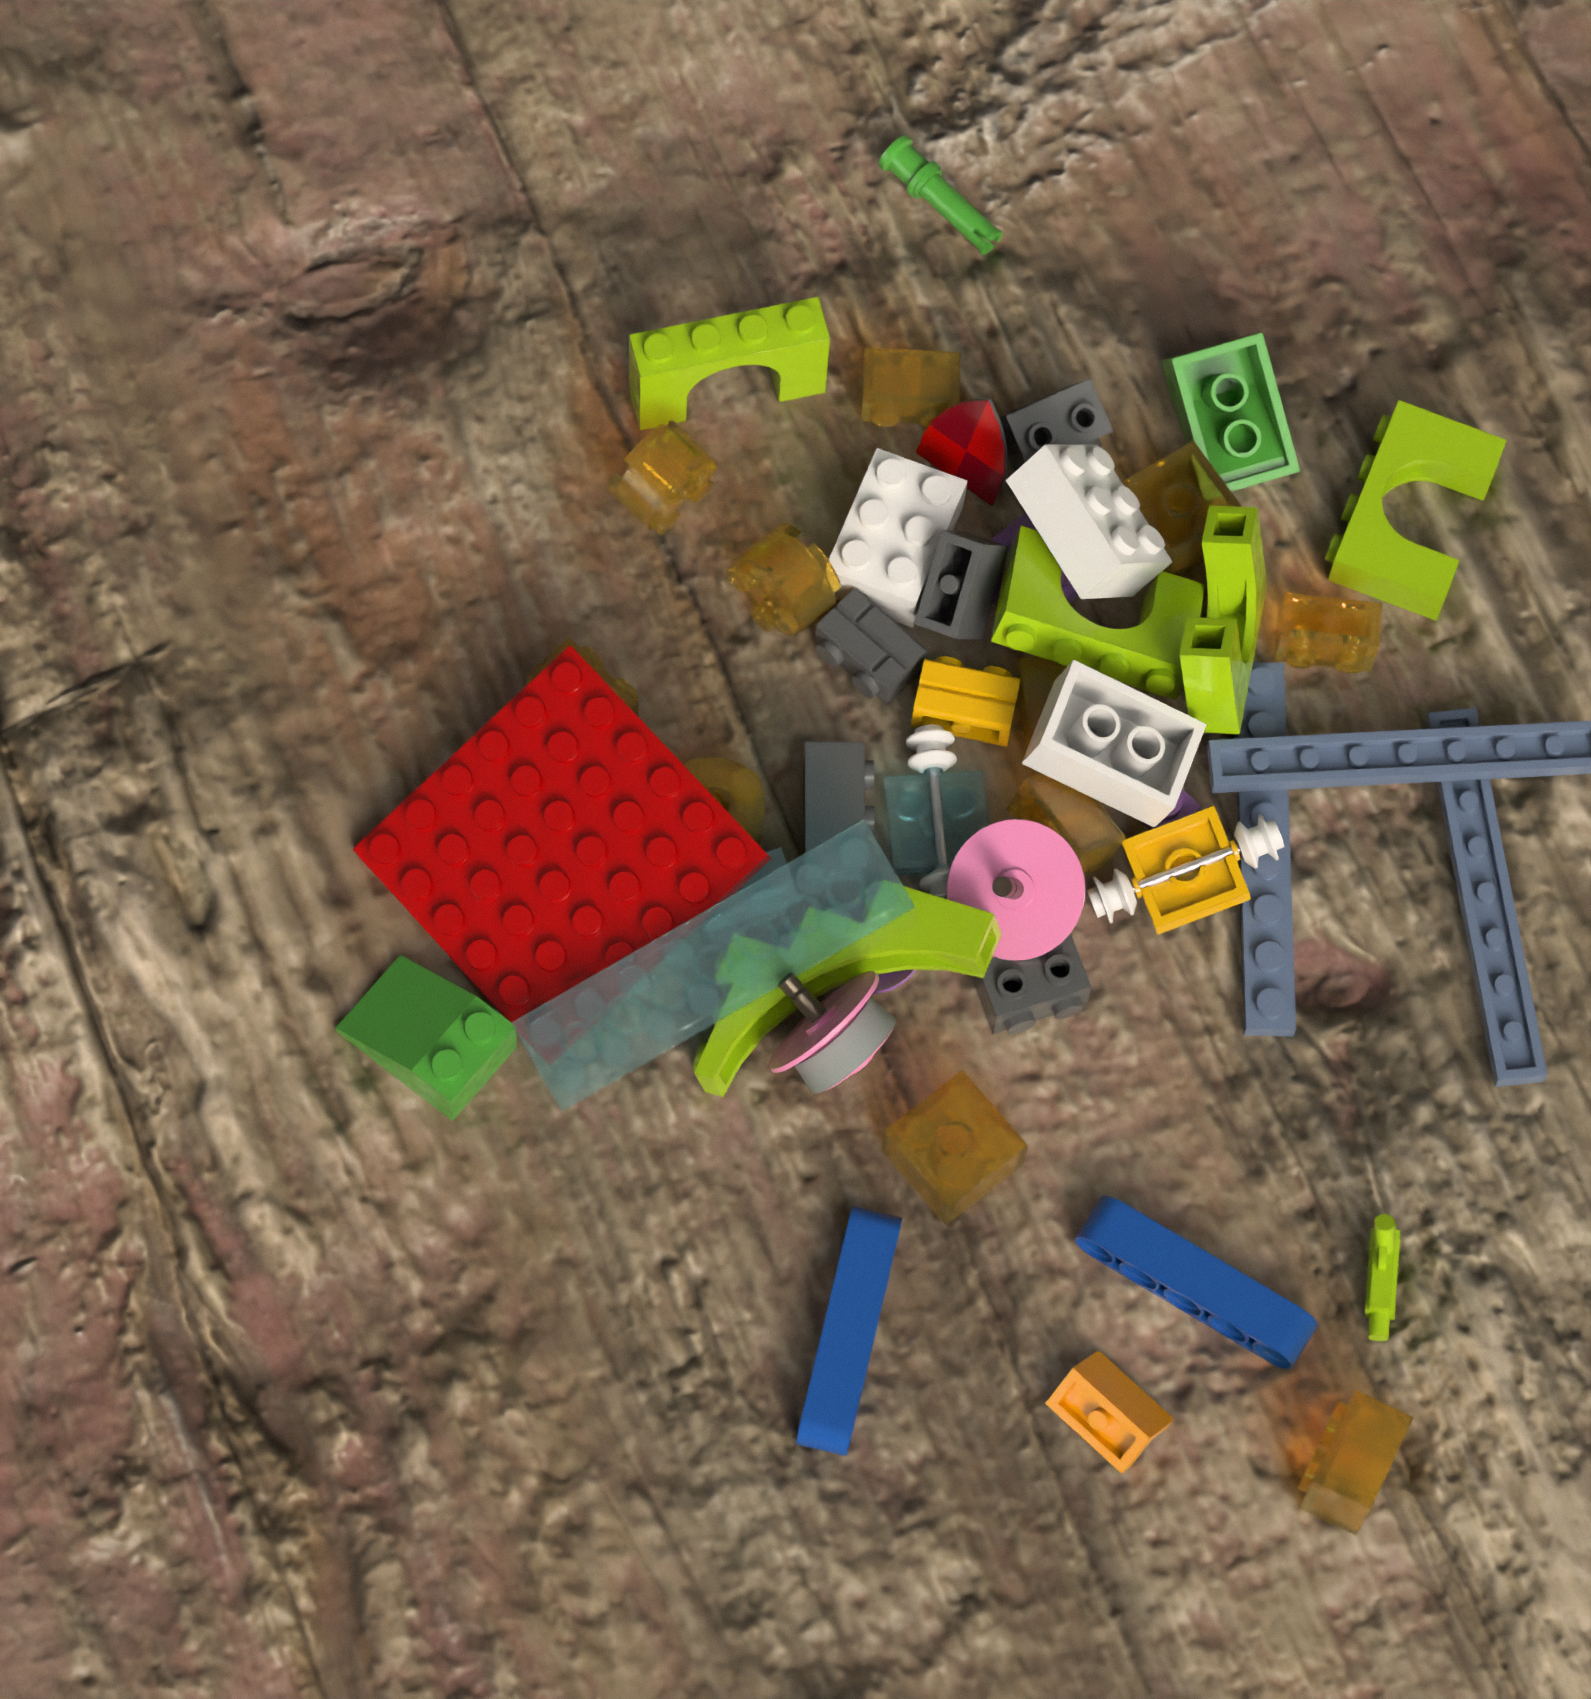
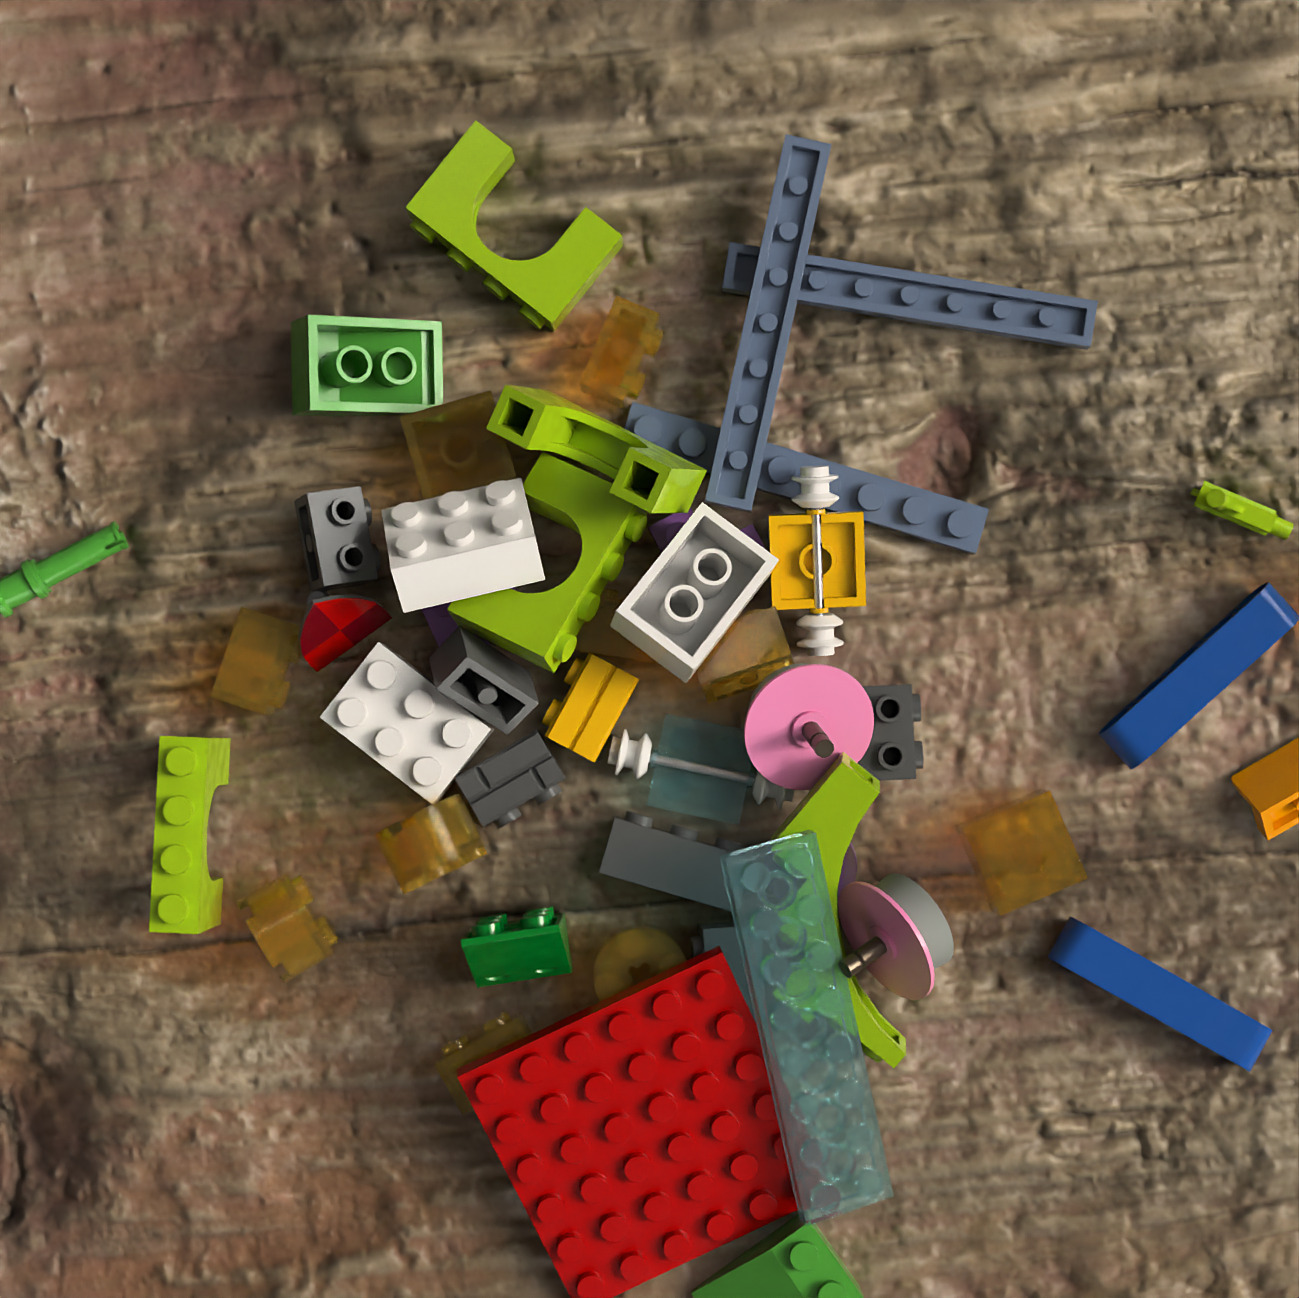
camera: 70 degrees left, 20 degrees up
(708, 682) = (518, 949): none -> green slope

